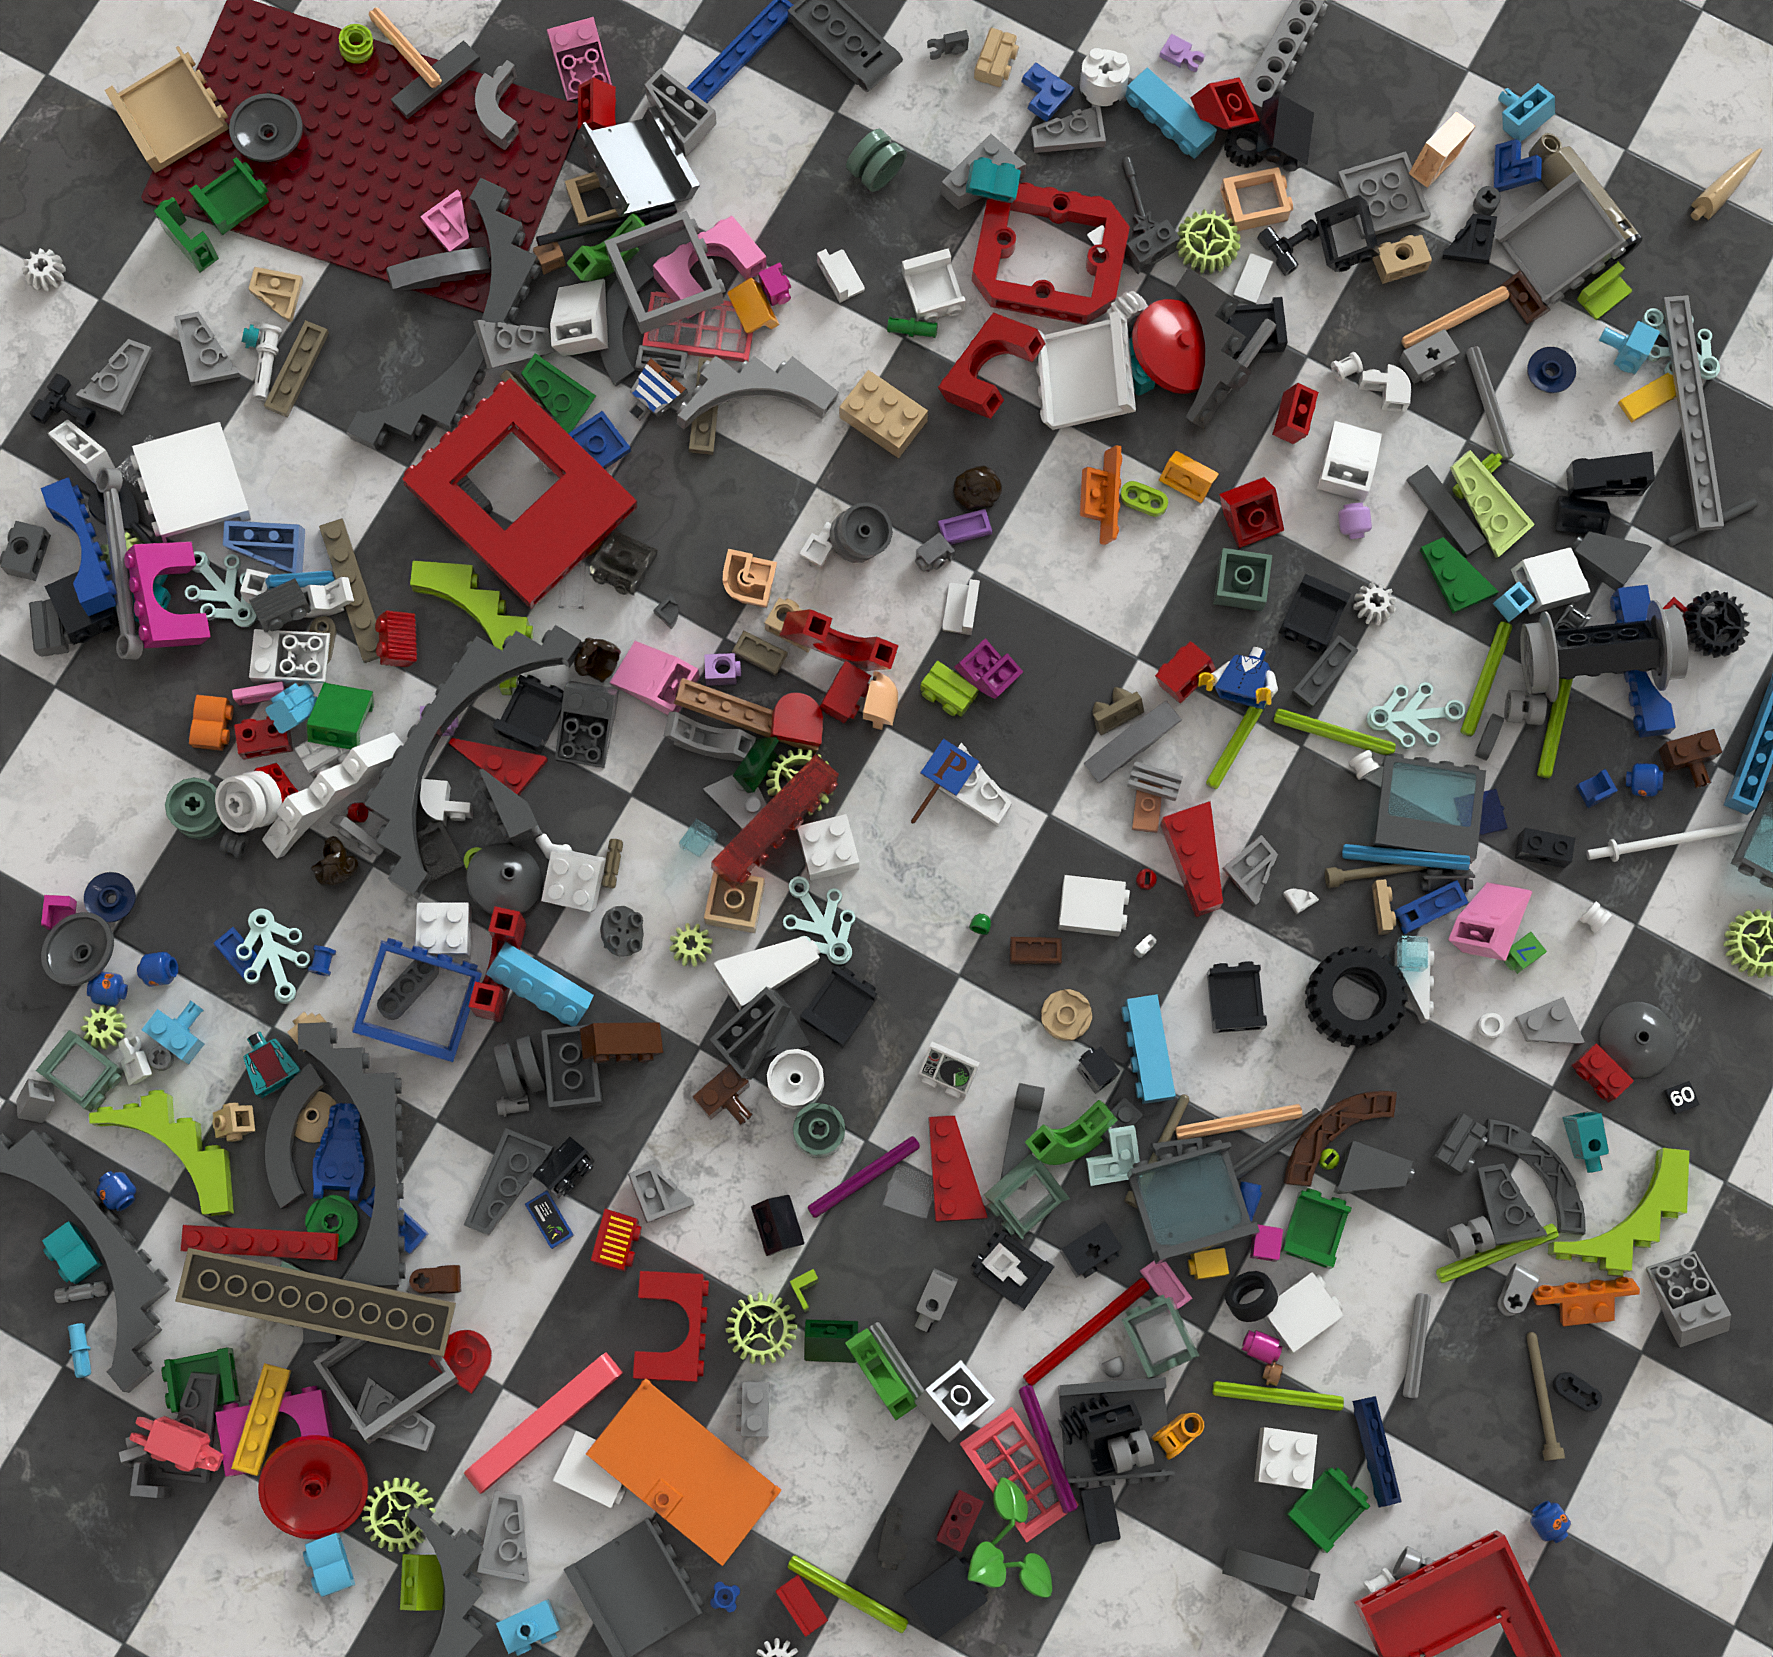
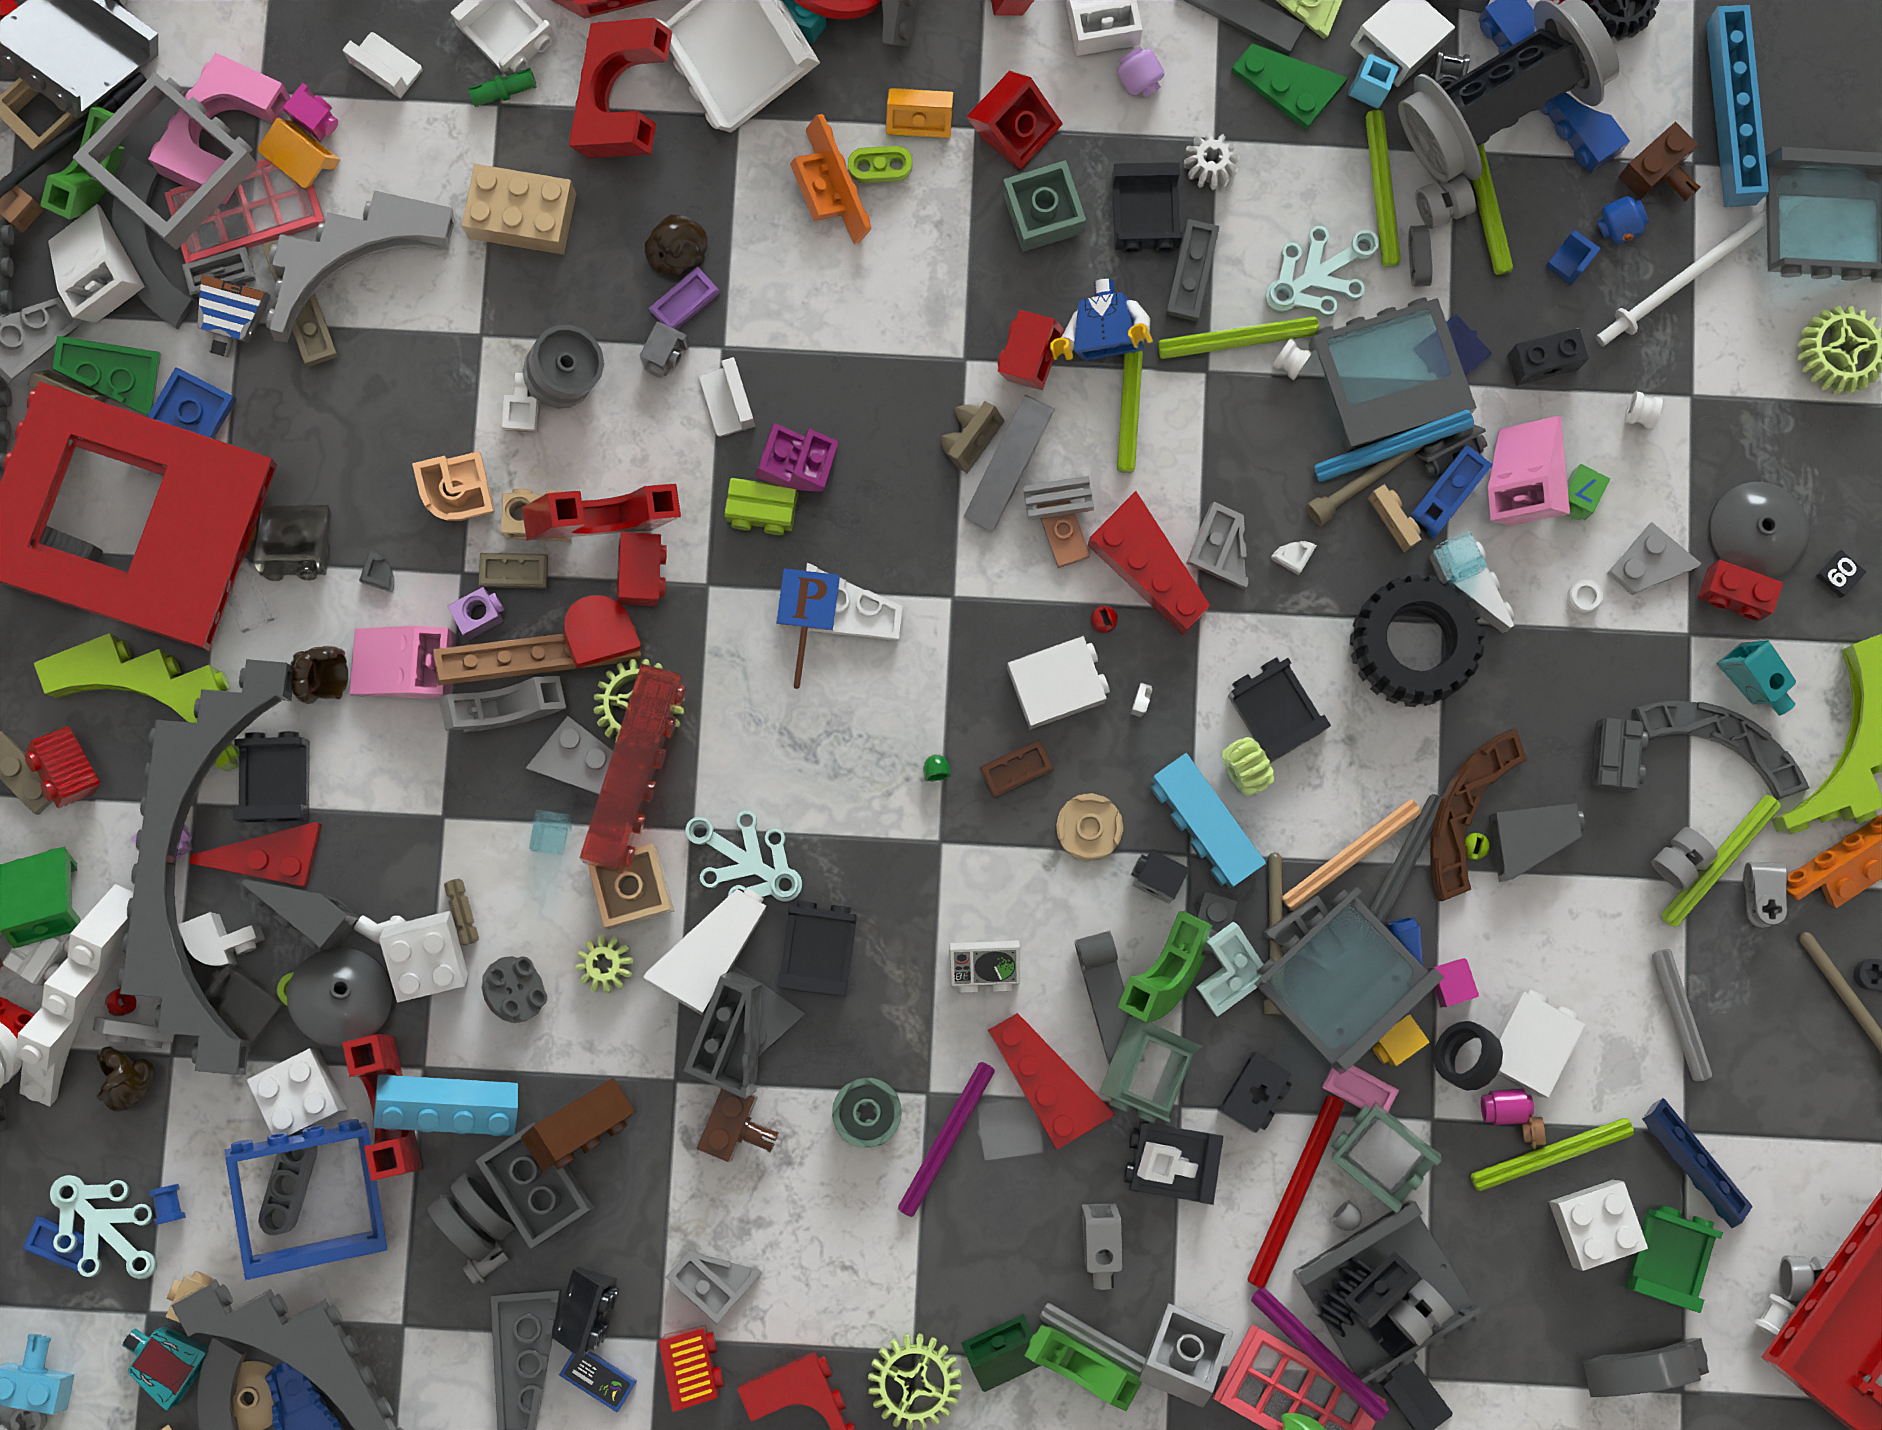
camera: 25 degrees left, 5 degrees up
(586, 723) = (345, 757): dark grey slope -> none
(756, 764) = (575, 708): dark green panel -> none
(777, 1224) = (873, 1247): black panel -> none
(789, 1065) = (796, 1049): white wheel -> none
(801, 1283) = (935, 1308): lime panel -> none
(828, 847) = (711, 766): white brick -> none
(881, 701) = (687, 559): light nougat brick -> none
(1174, 1437) = (1456, 1264): light orange piece -> none
(1195, 1025) = (1248, 766): none -> yellowish green gear
(1315, 1228) = (1500, 936): green panel -> none
(1506, 1208) = (1706, 802): dark grey wing -> none

